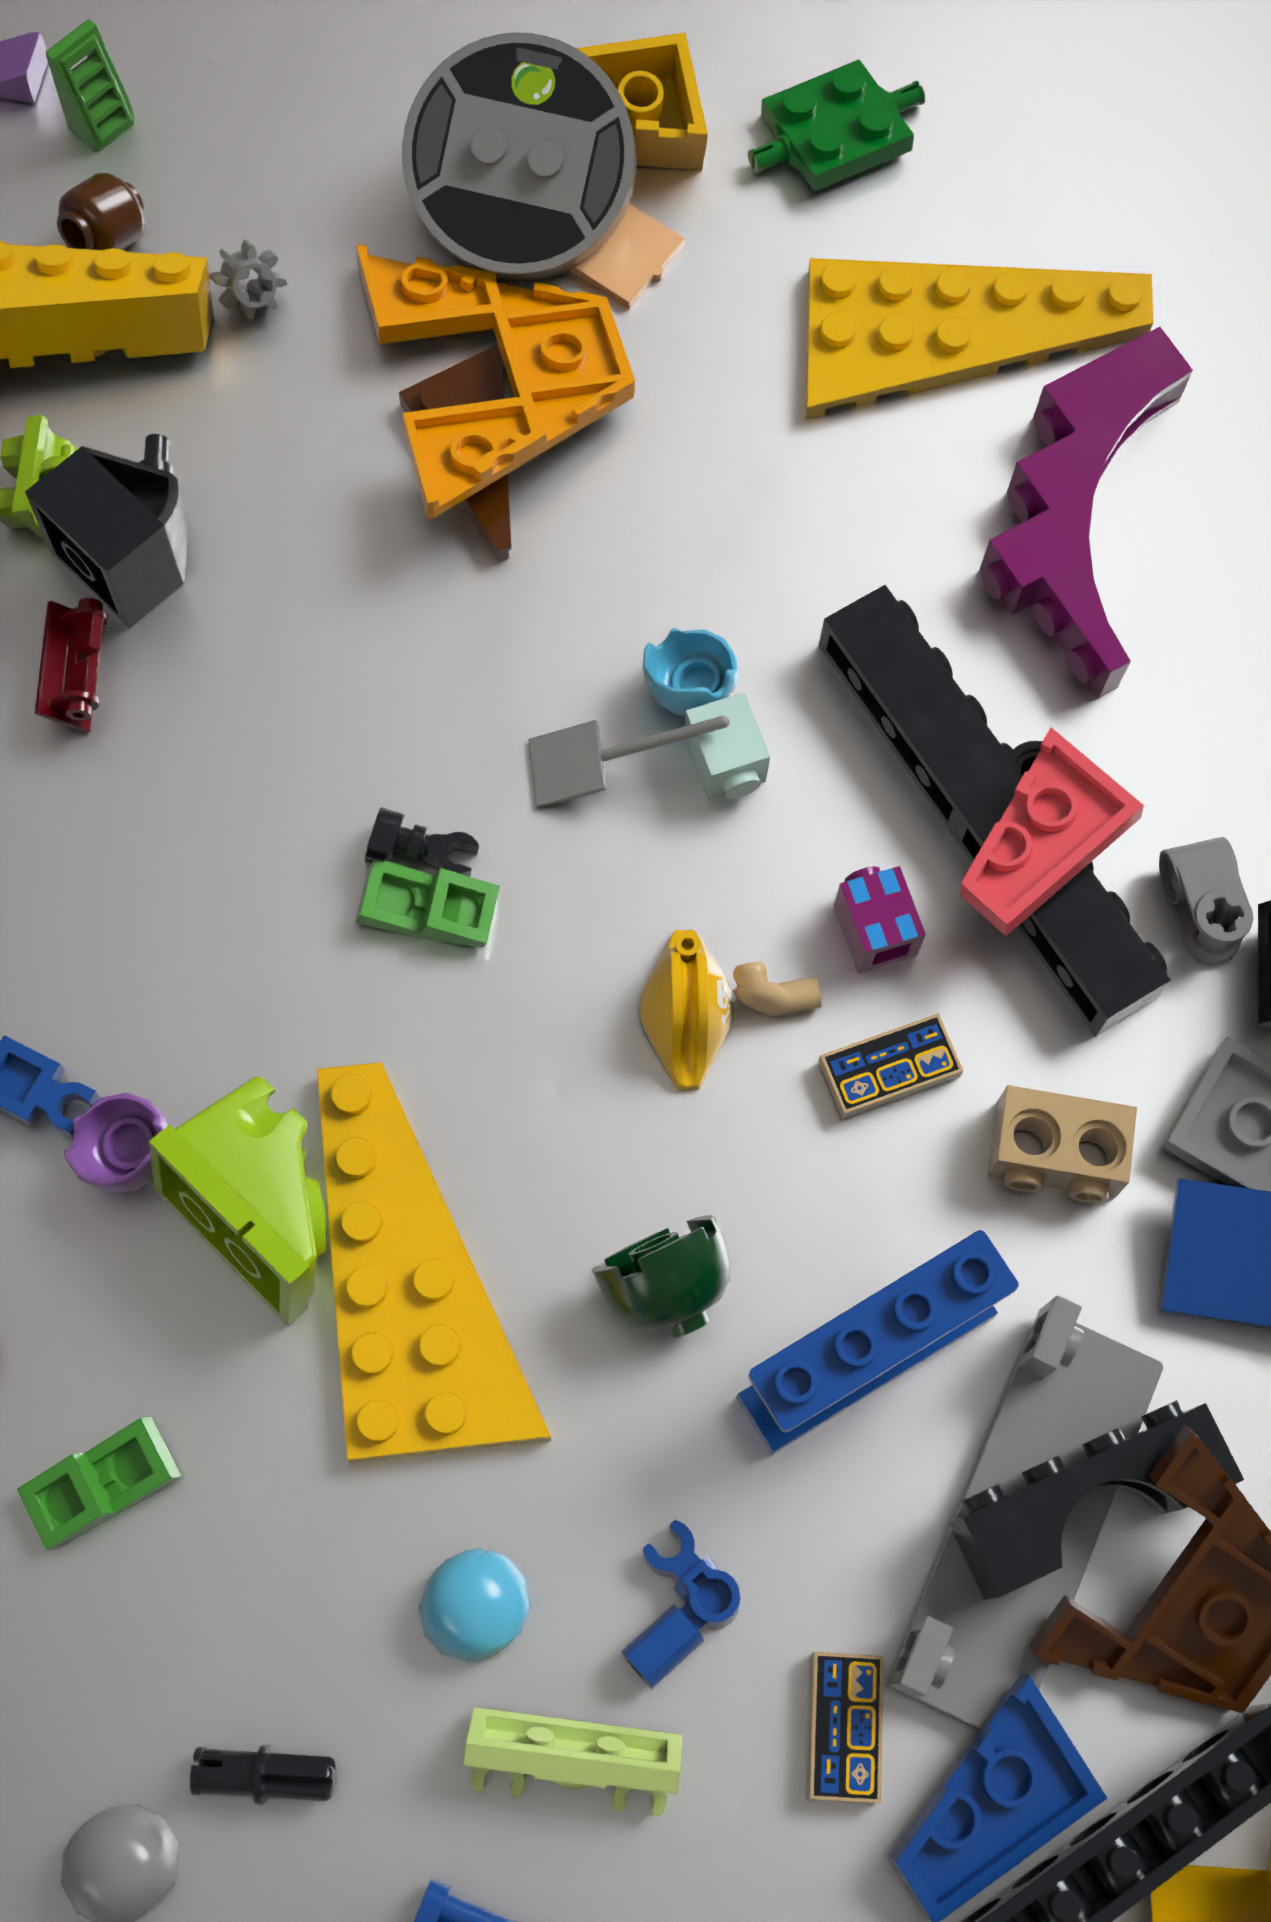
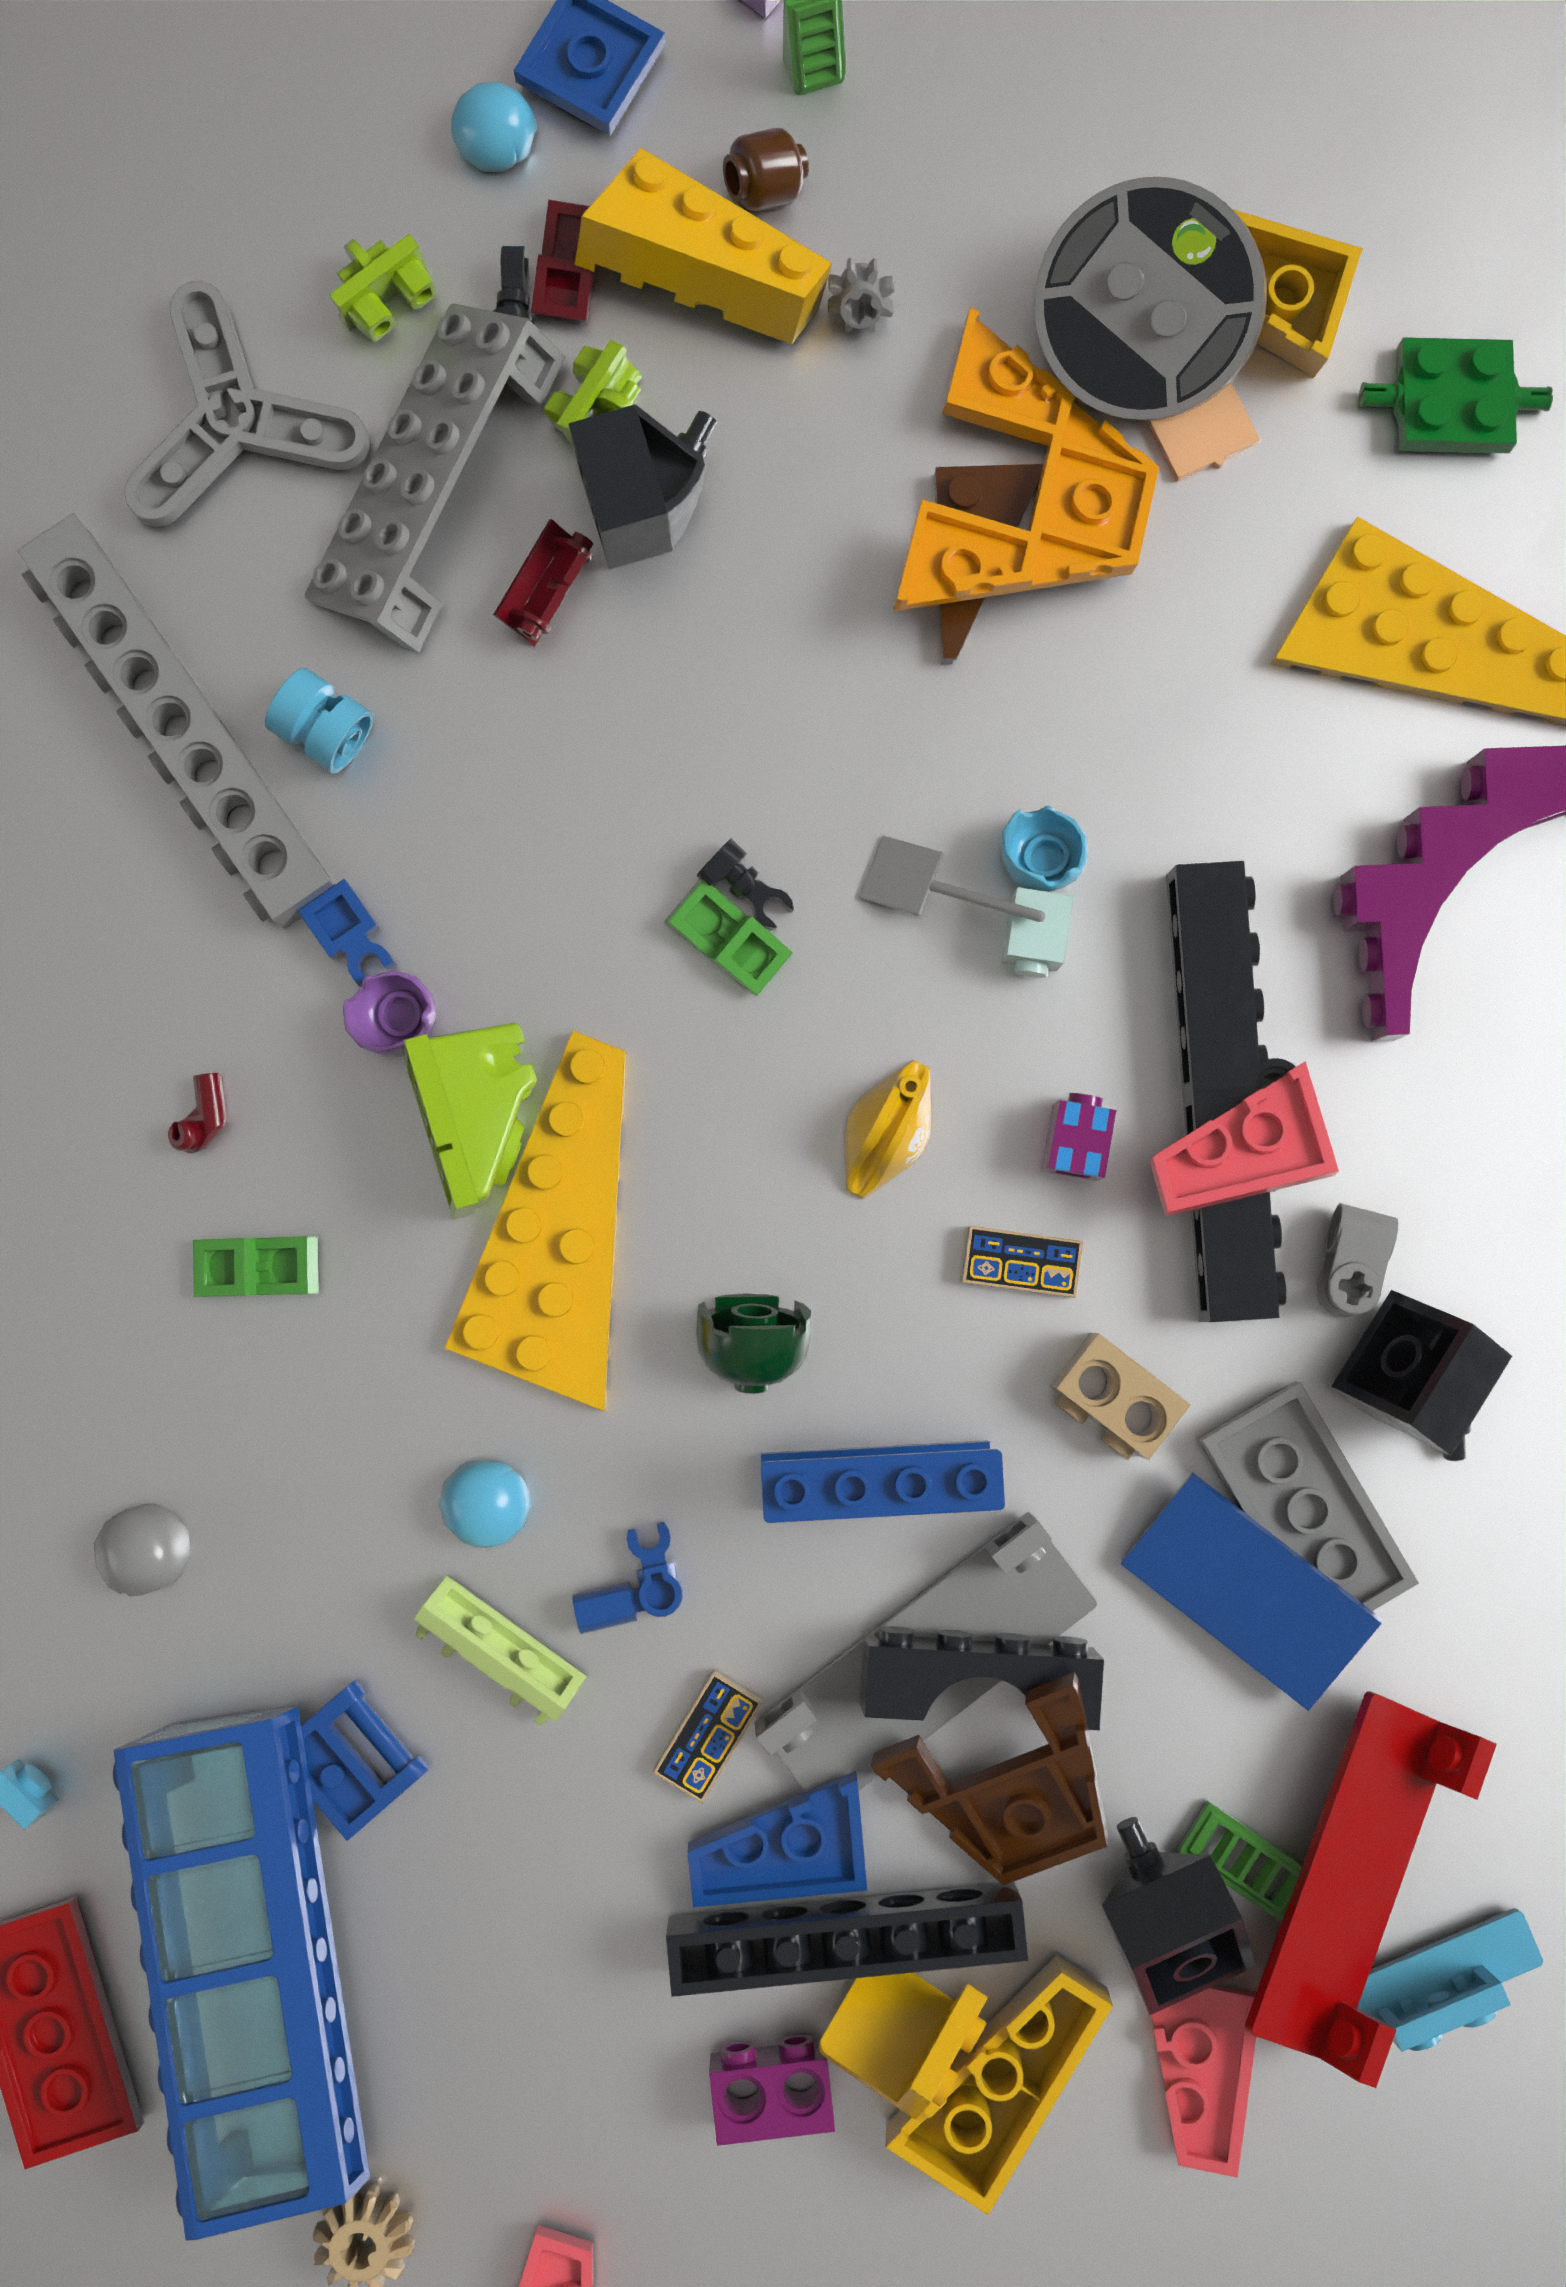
camera: 25 degrees right, 15 degrees up
(262, 1775) = (271, 1543): black axle -> none
(773, 997) = (961, 1159): tan arm -> none

